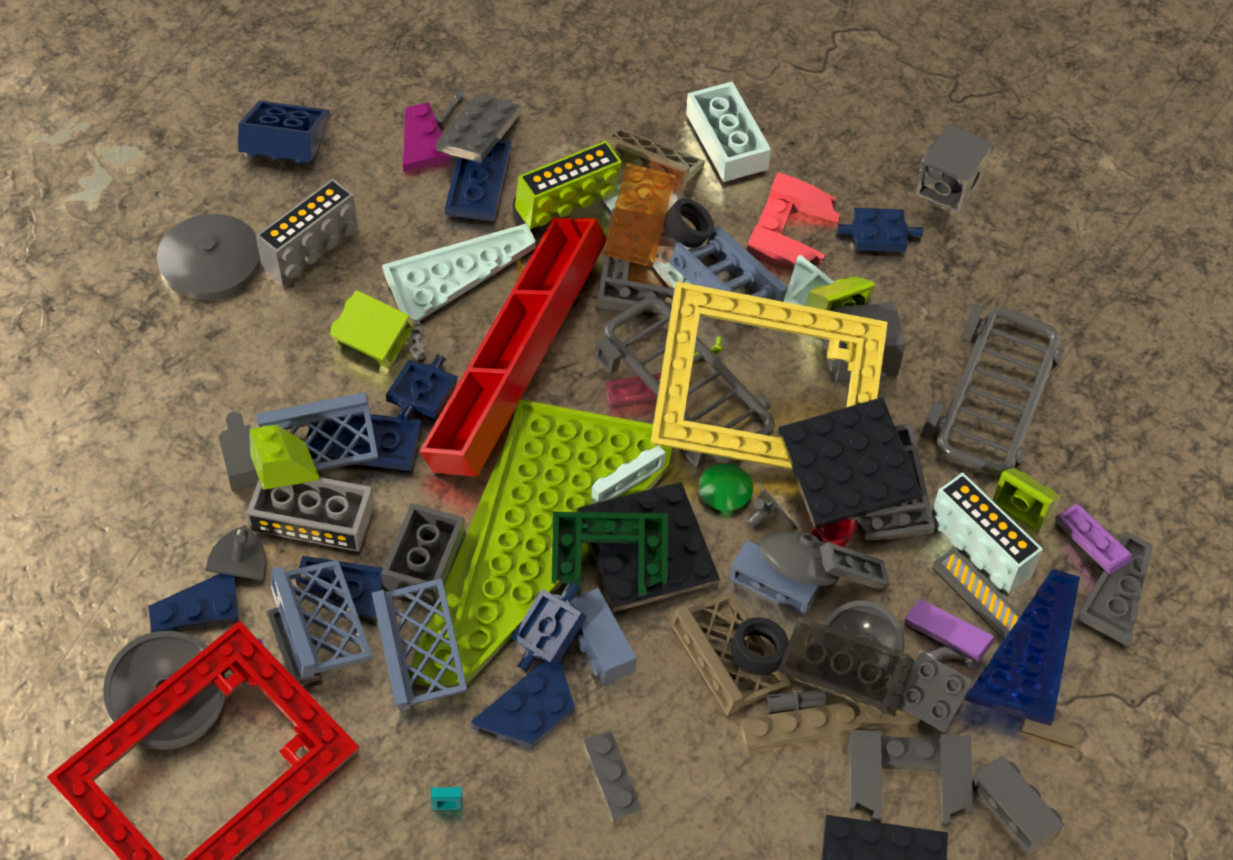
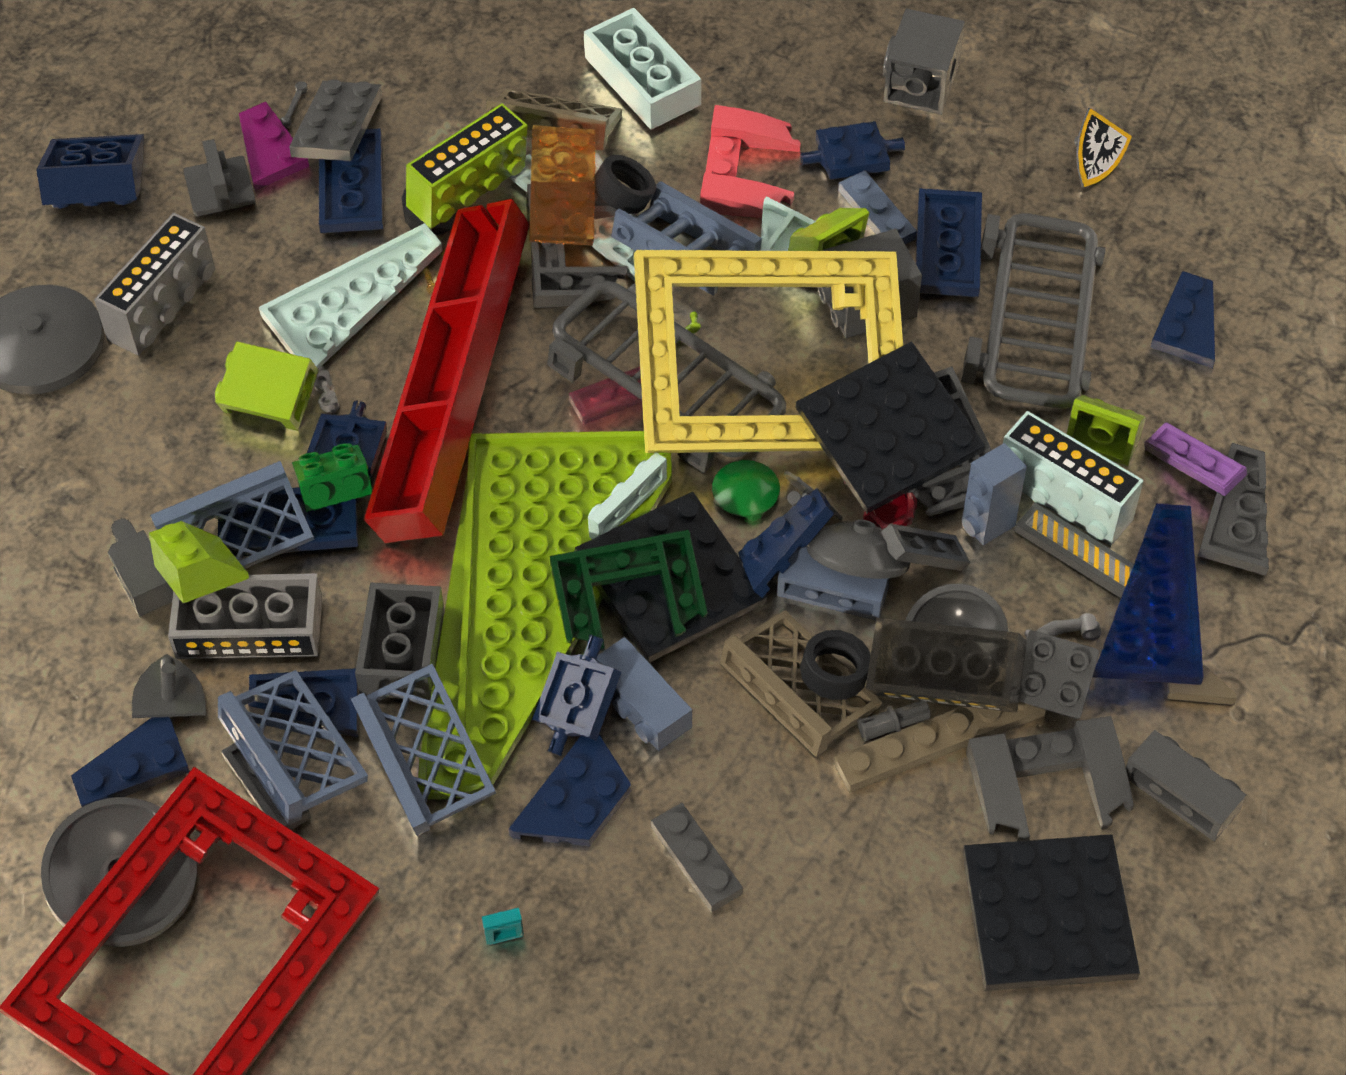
camera: 10 degrees left, 0 degrees up
(376, 159) = (218, 183): none -> dark grey bracket
(403, 412) = (332, 476): none -> green bracket
(751, 530) = (776, 544): none -> dark blue wing
(887, 280) = (883, 215): none -> sand blue plate
(919, 534) = (993, 494): none -> sand blue brick
(938, 320) = (949, 241): none -> dark blue plate
(949, 630) = (1054, 599): medium lavender tile -> none
(1079, 266) = (1099, 147): none -> shield
(1117, 424) = (1189, 321): none -> dark blue wing

